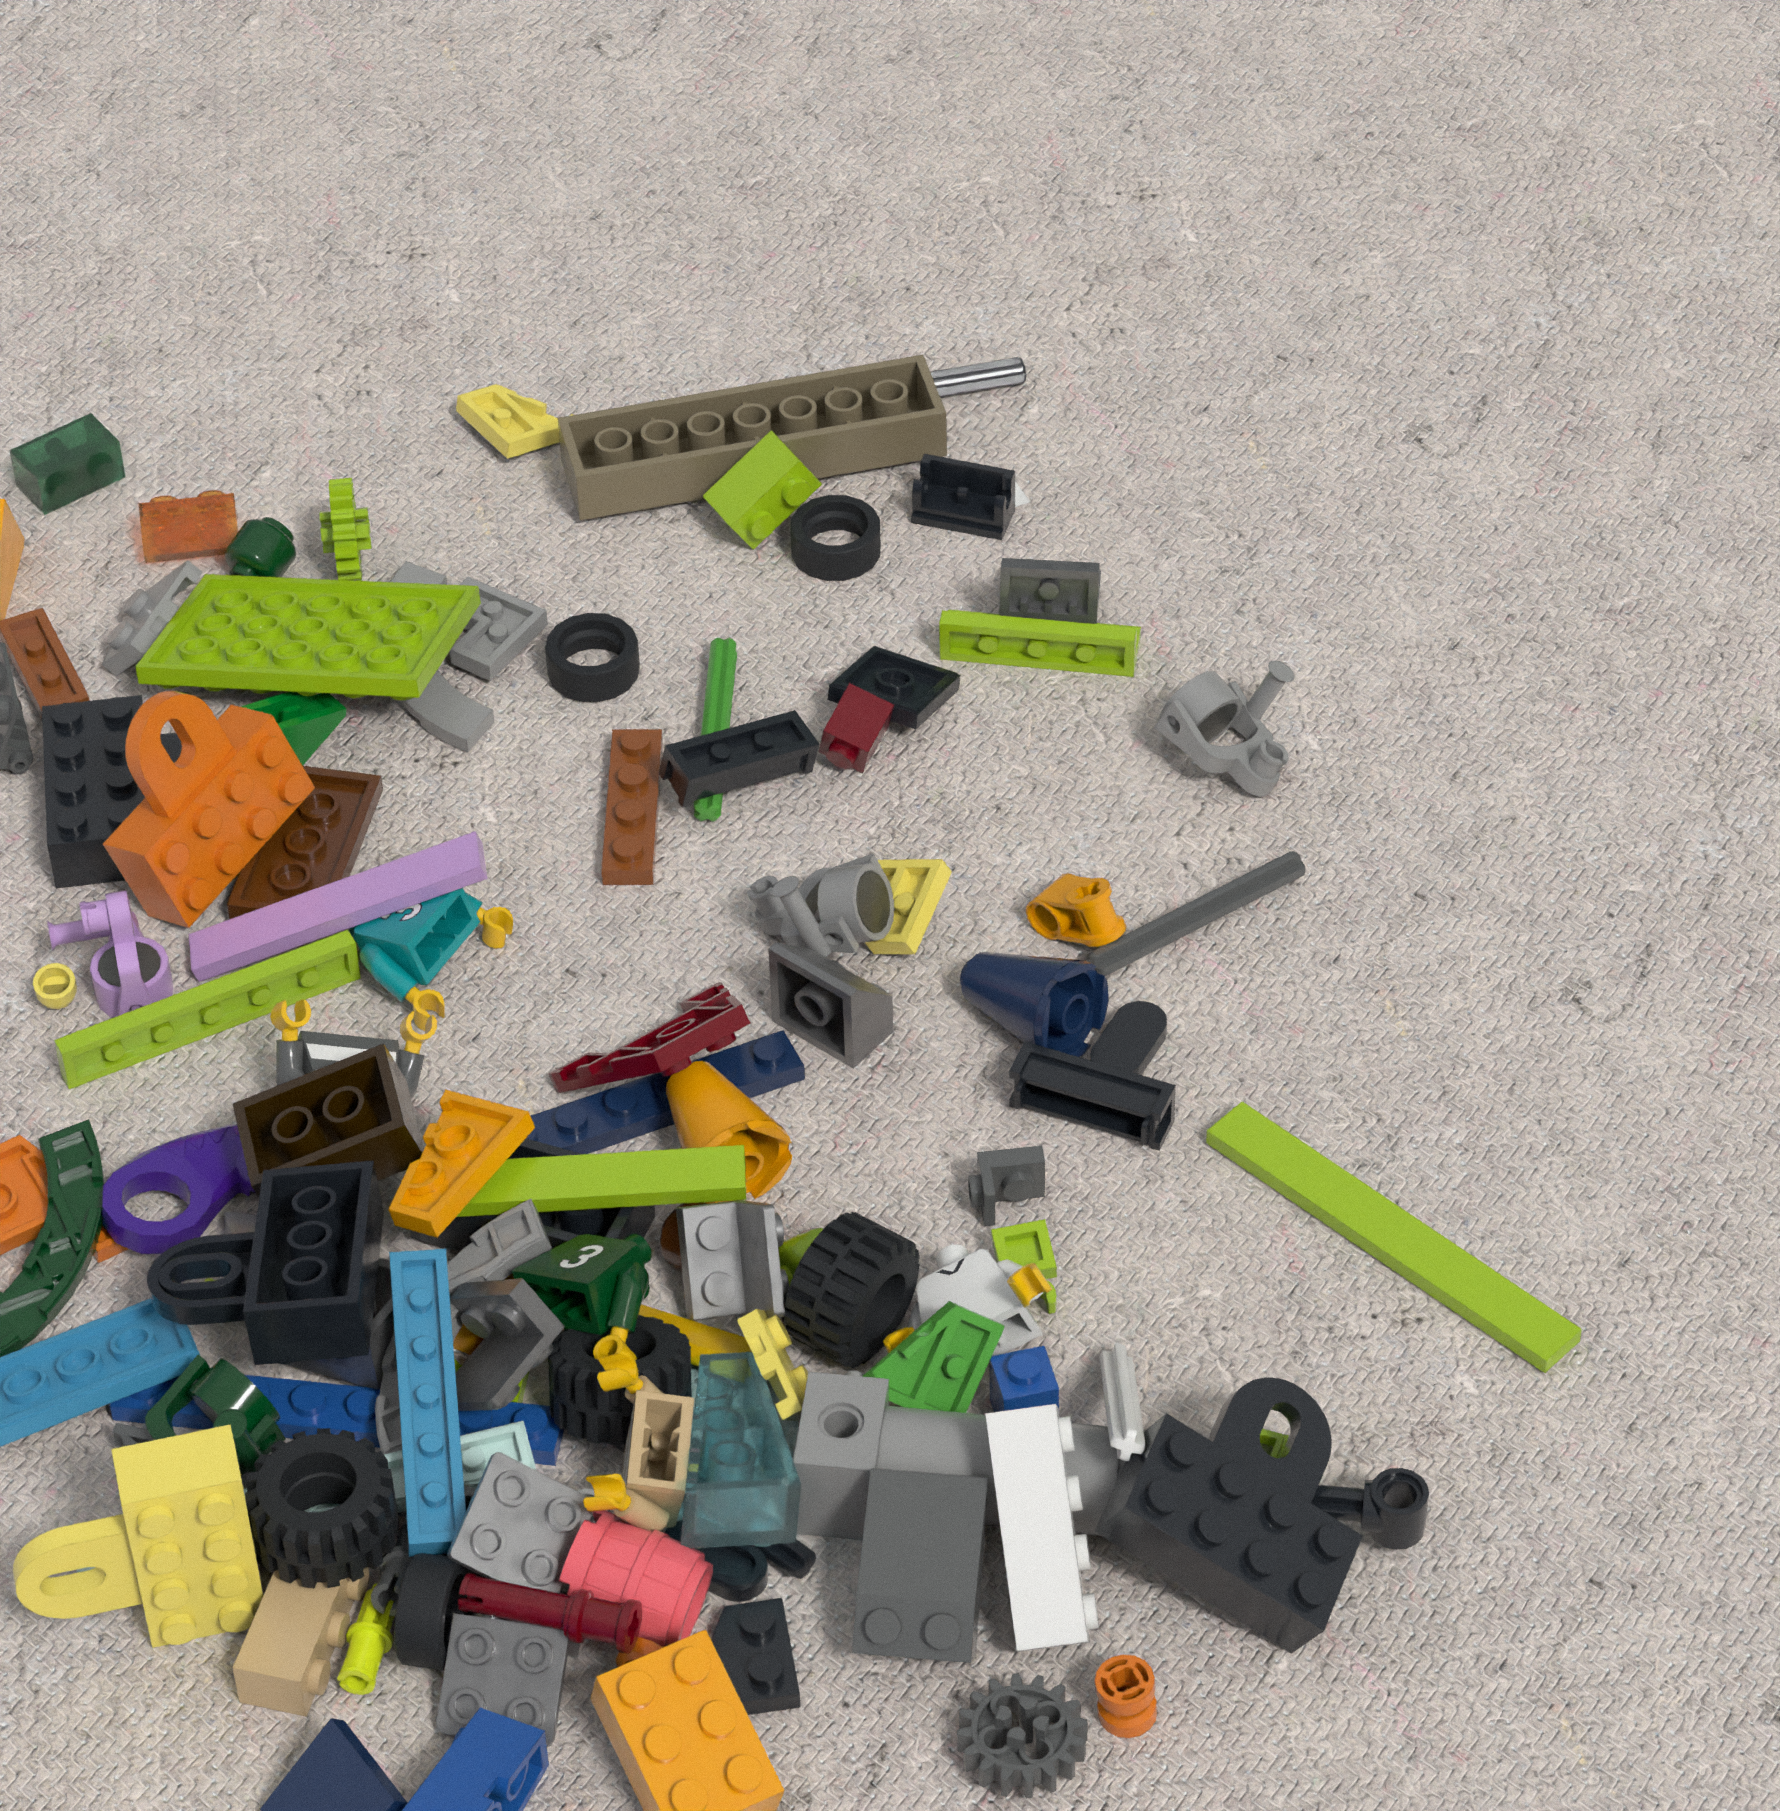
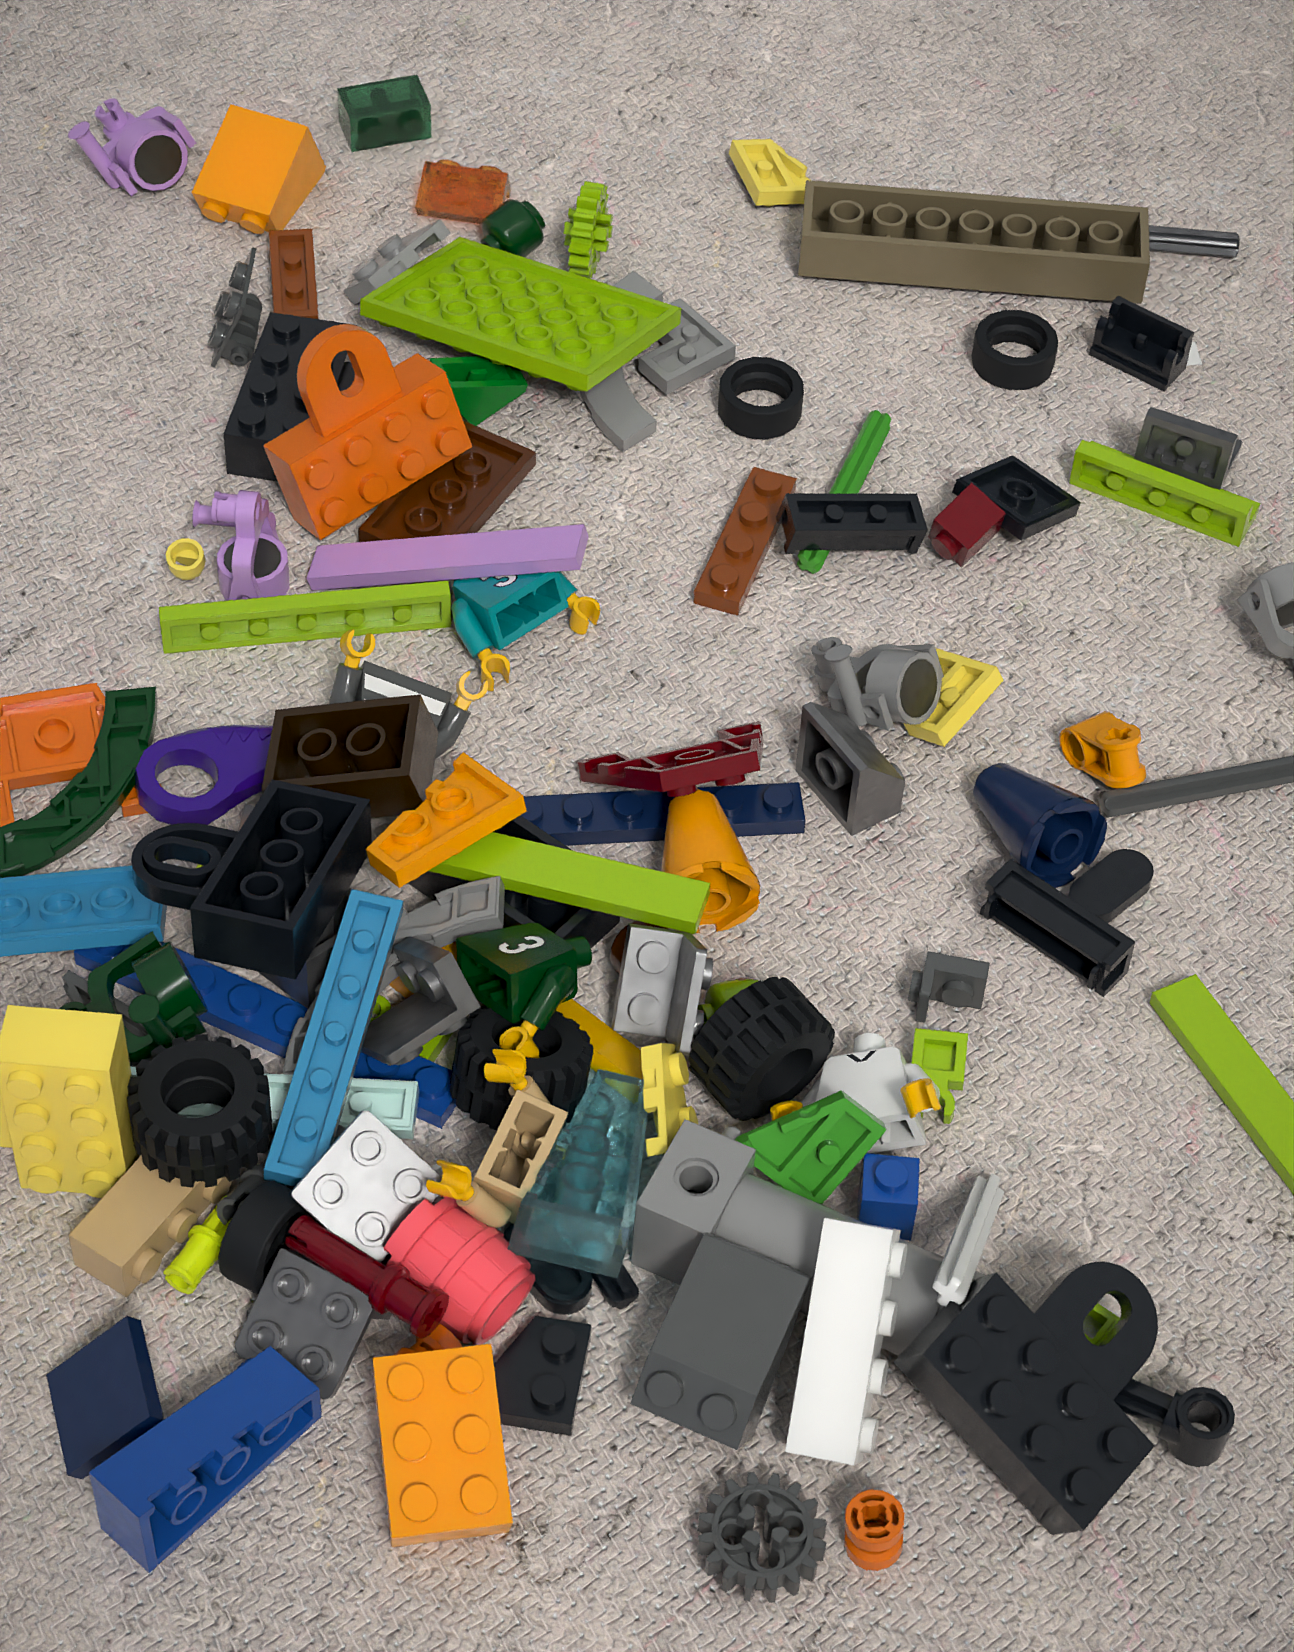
camera: 15 degrees right, 5 degrees up
(762, 490) = (962, 290): lime piece -> none

